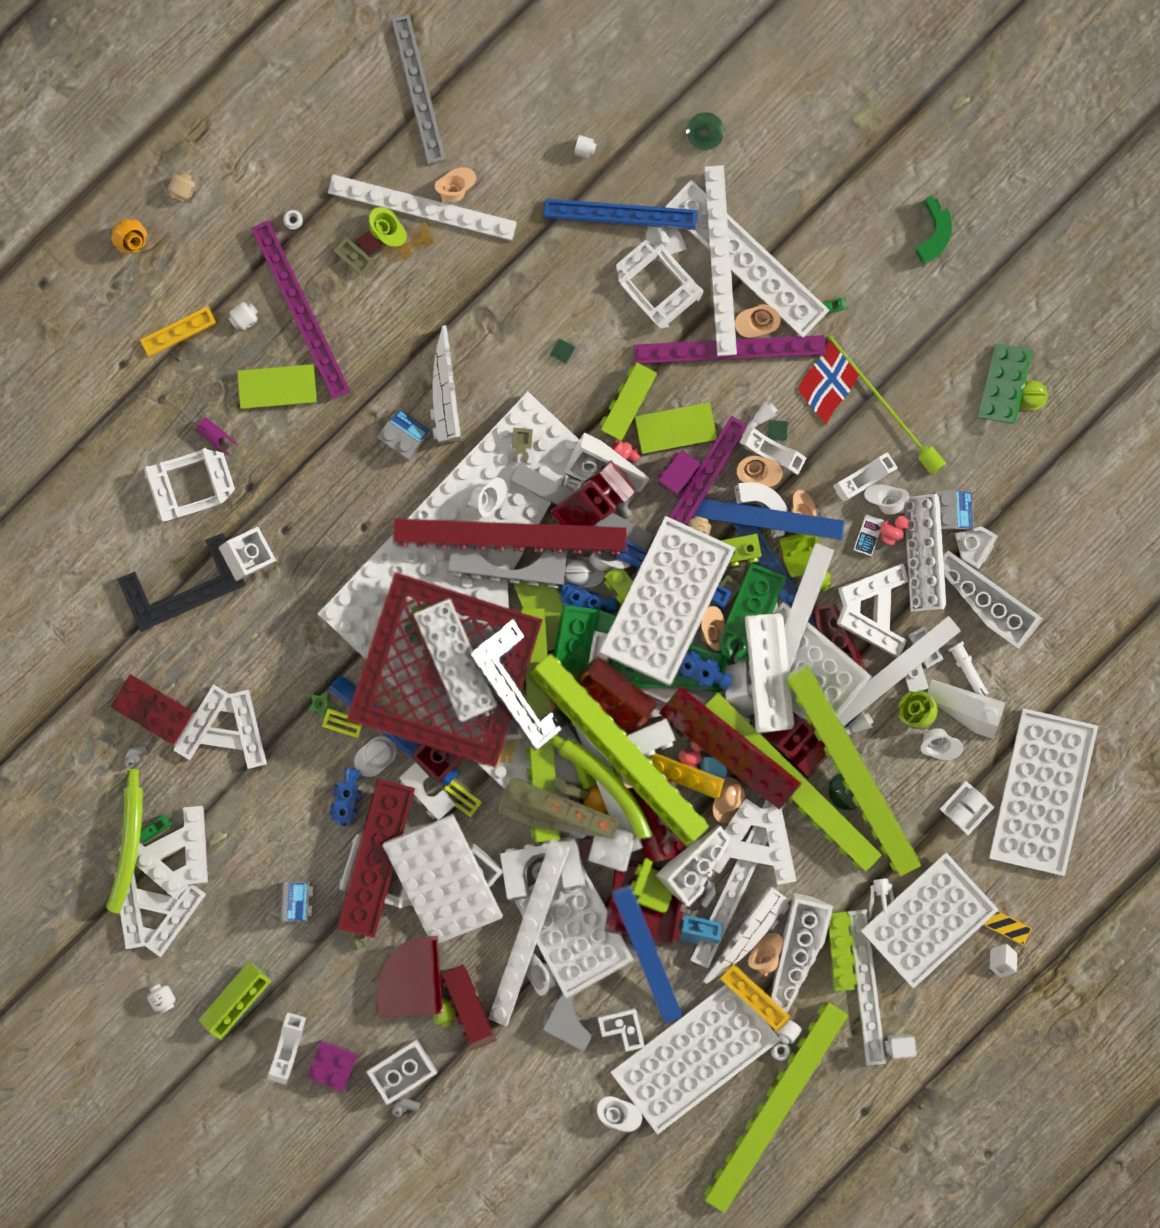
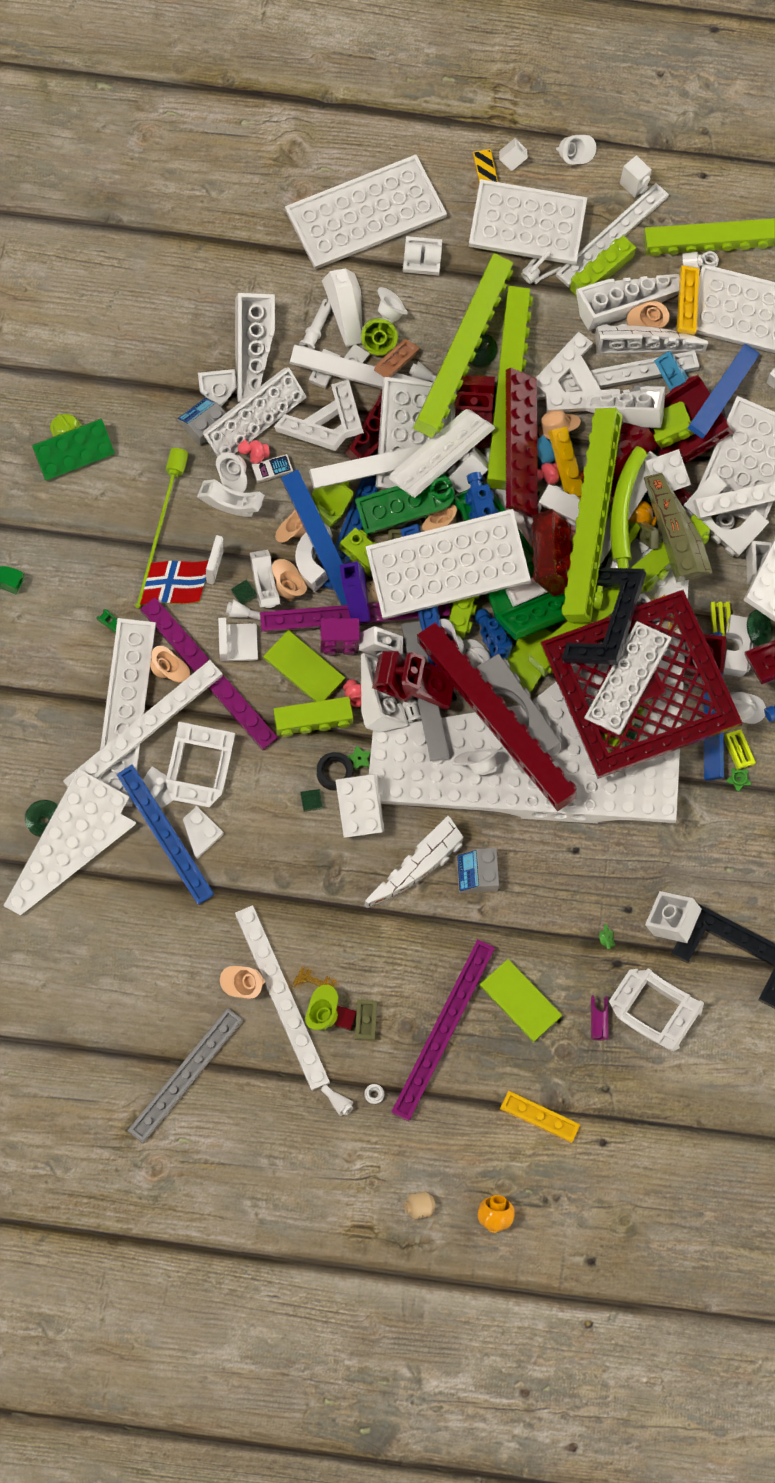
camera: 135 degrees left, 15 degrees down
(243, 316) = (485, 1071): white head -> none
(274, 492) = (606, 937): none -> bright green plate
(305, 188) = (341, 1104): none -> white cone
(424, 814) = (759, 628): none -> clear green dish
(522, 440) = (411, 770): olive plate -> none
(524, 379) = (360, 805): none -> white brick
(545, 698) = (598, 598): none -> lime piece
(562, 415) = (364, 758): none -> bright green plate
(571, 400) = (333, 756): none -> black tyre
(584, 147) = (130, 902): white plate -> none
(603, 246) = (201, 831): none -> white wing
(646, 501) = (377, 640): none -> white brick
(672, 144) = (78, 831): none -> white wing
(703, 511) = (355, 590): none -> dark purple slope
(739, 392) = (237, 641): none -> white bracket
(820, 423) = (214, 560): none -> white tile
(886, 709) = (396, 359): none -> nougat plate
(966, 1018) = (577, 149): none -> white piece

